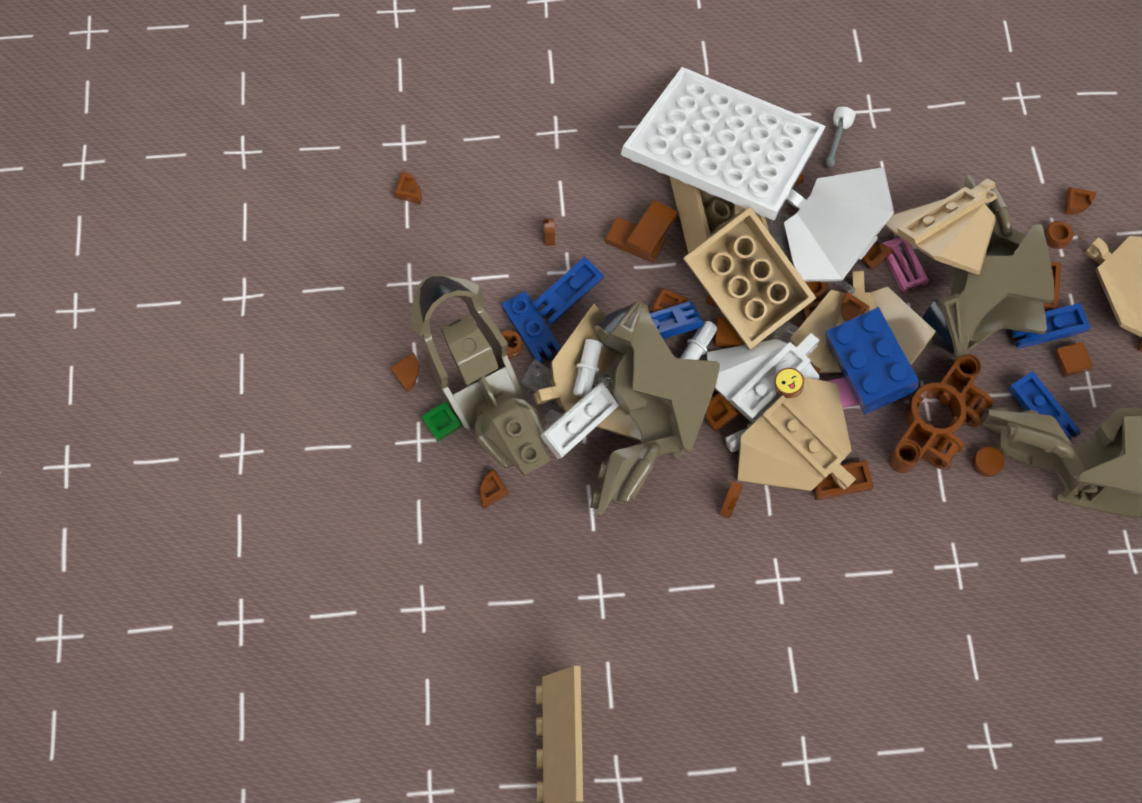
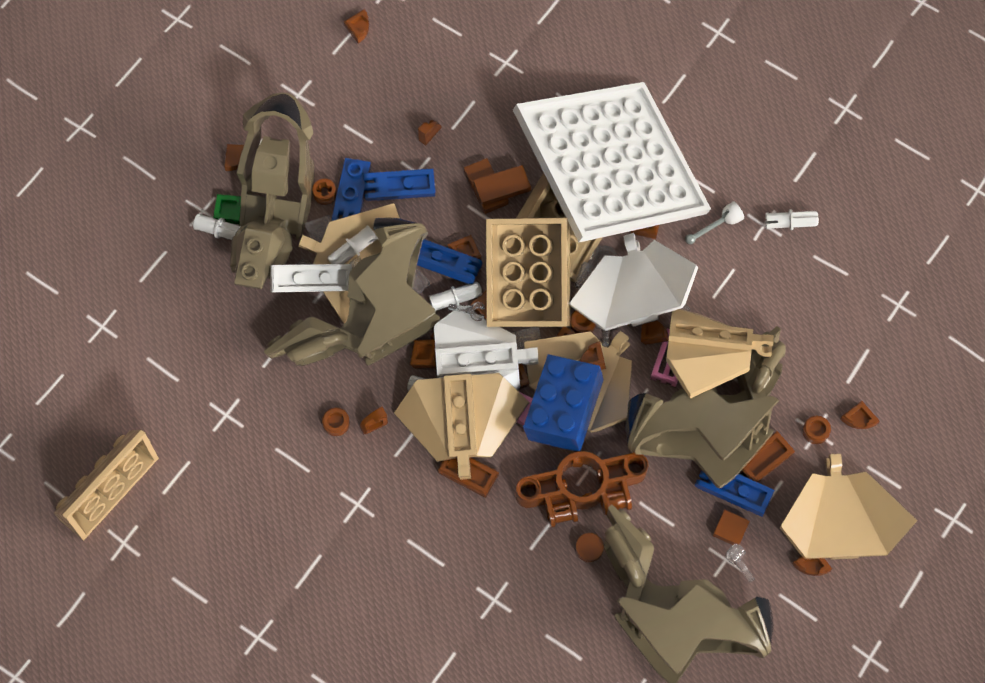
camera: 40 degrees right, 0 degrees up
(449, 443) = (214, 226): none -> white axle
(492, 489) = (219, 283): dark orange tile -> none
(698, 526) = (335, 421): none -> dark orange tile
(722, 346) = (469, 310): none -> clear hand
(789, 382) = (483, 369): light yellow tile -> none
(889, 90) = (791, 219): none -> white axle
(1035, 396) = (668, 543): blue hinge -> none
(1096, 378) = (734, 556): none -> clear hand

